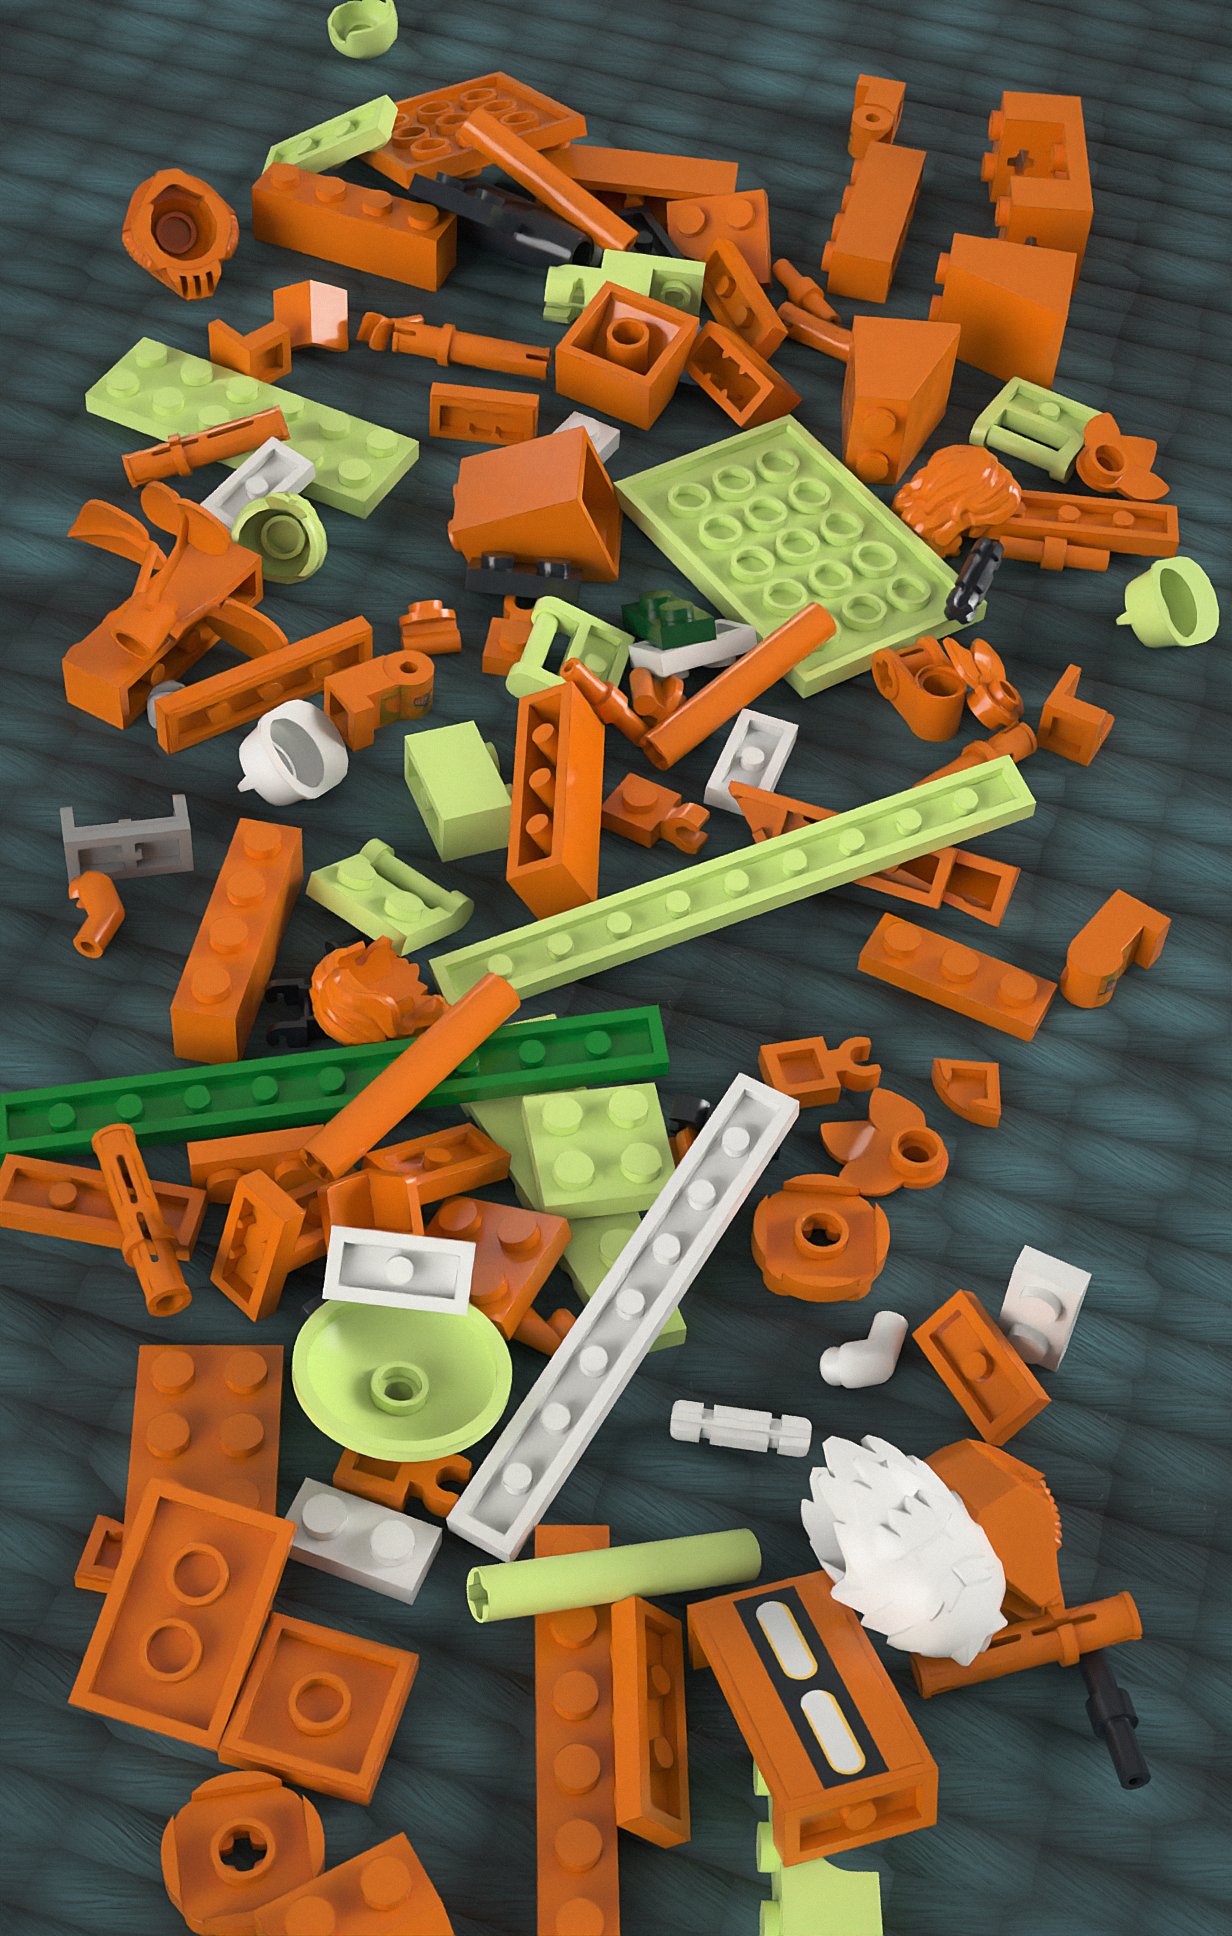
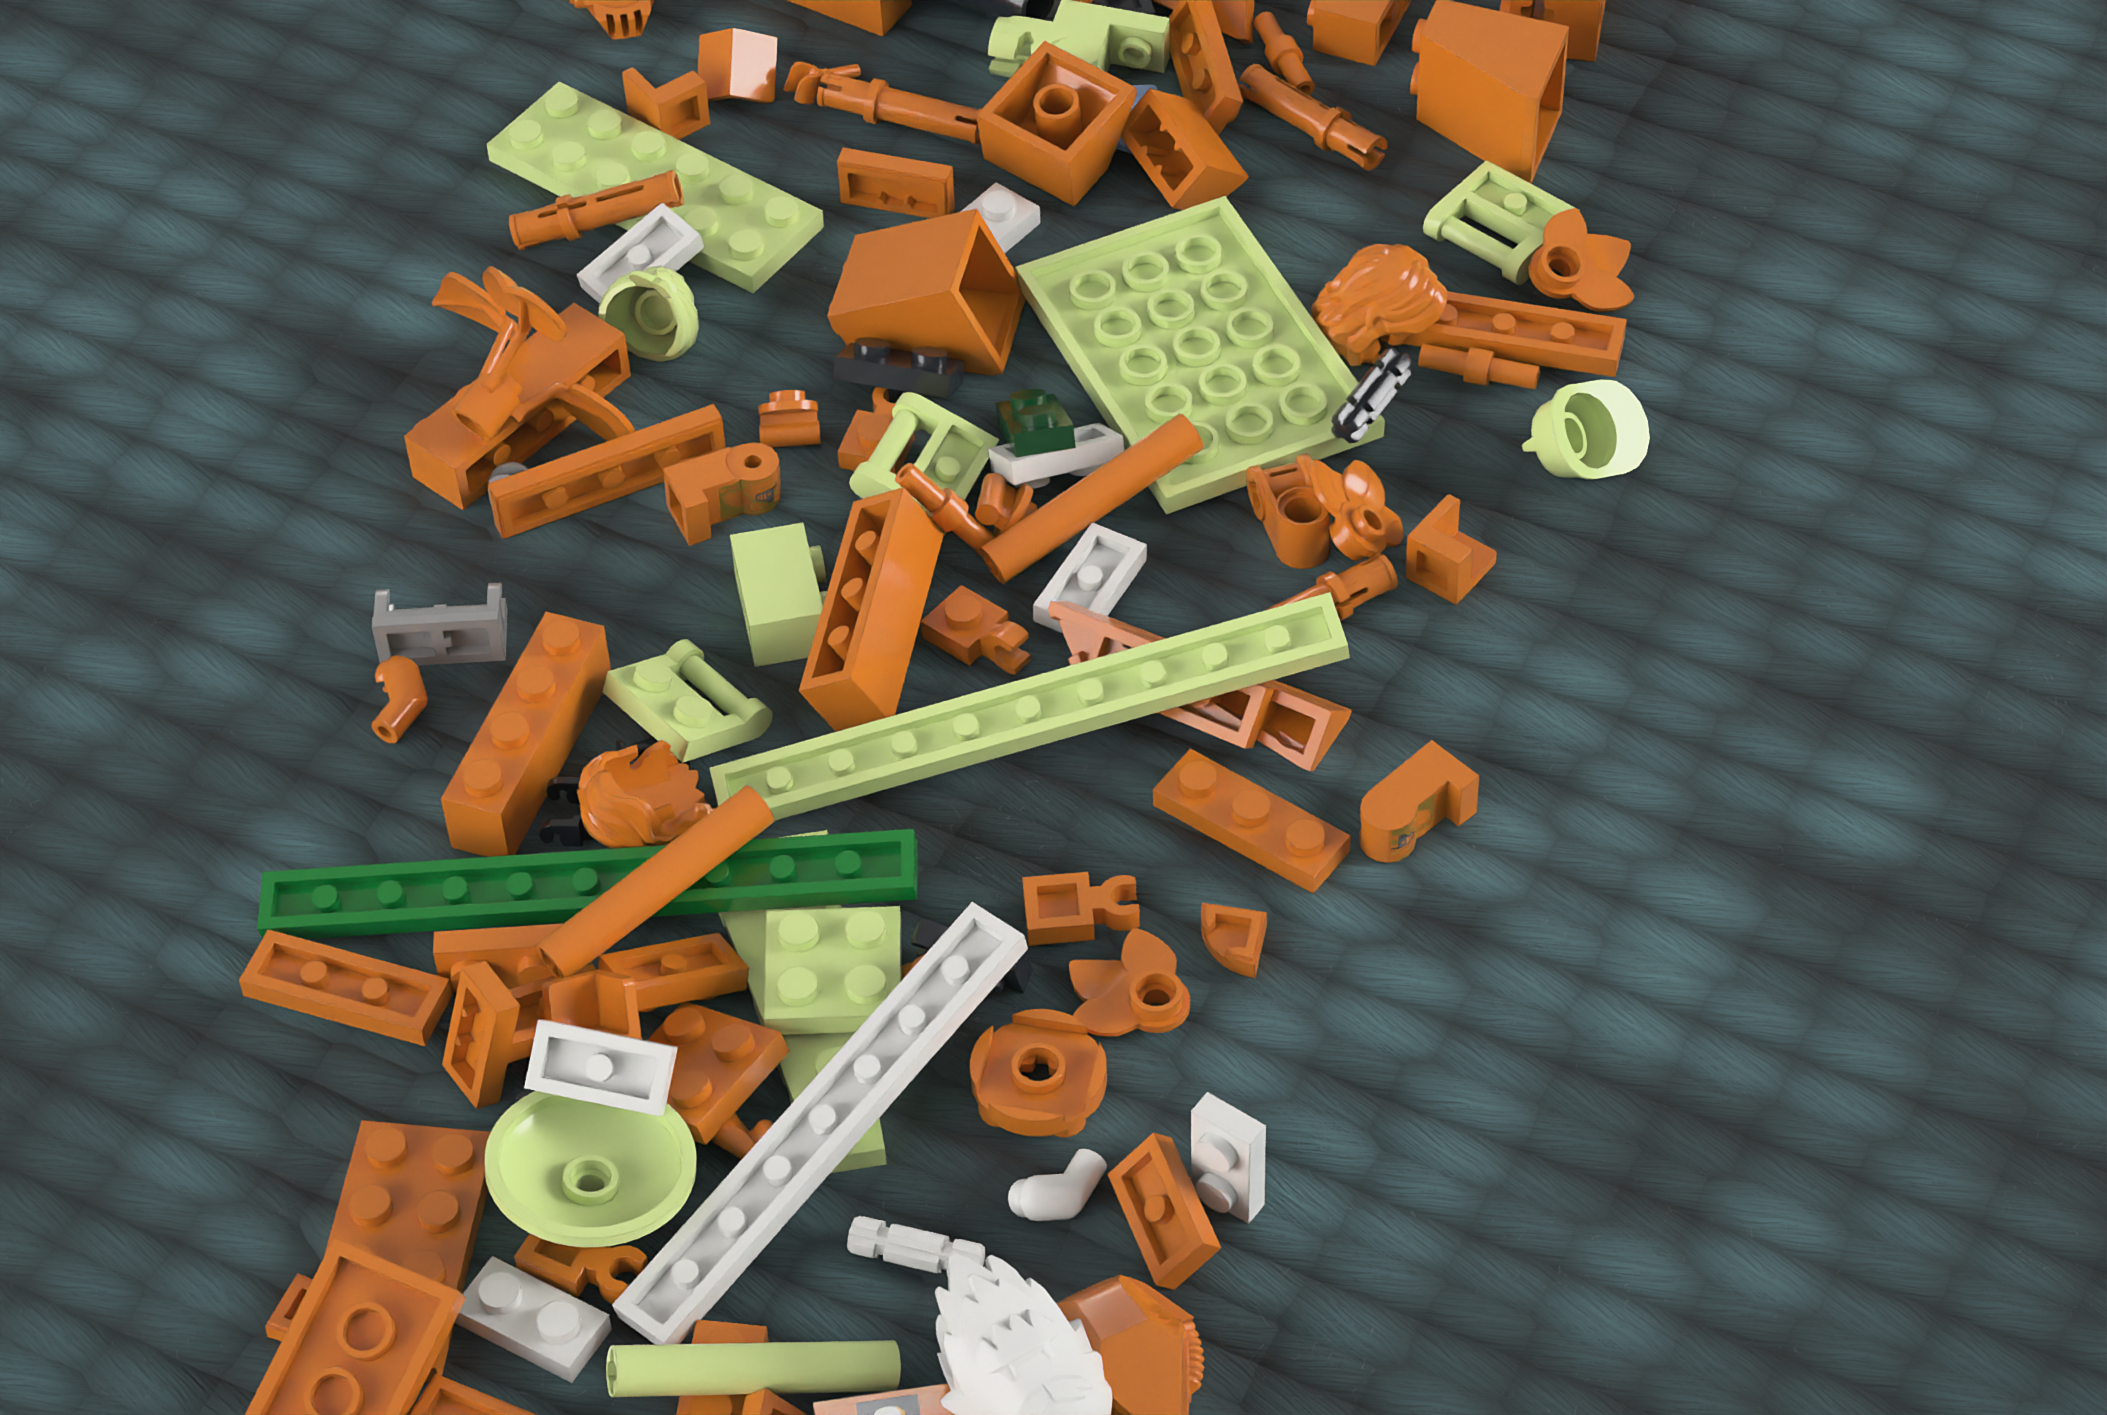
camera: 15 degrees right, 0 degrees up
(160, 1280) = (383, 1047): orange pin -> none
(293, 754) = (621, 546): white piece -> none
(894, 393) = (1339, 180): orange slope -> none

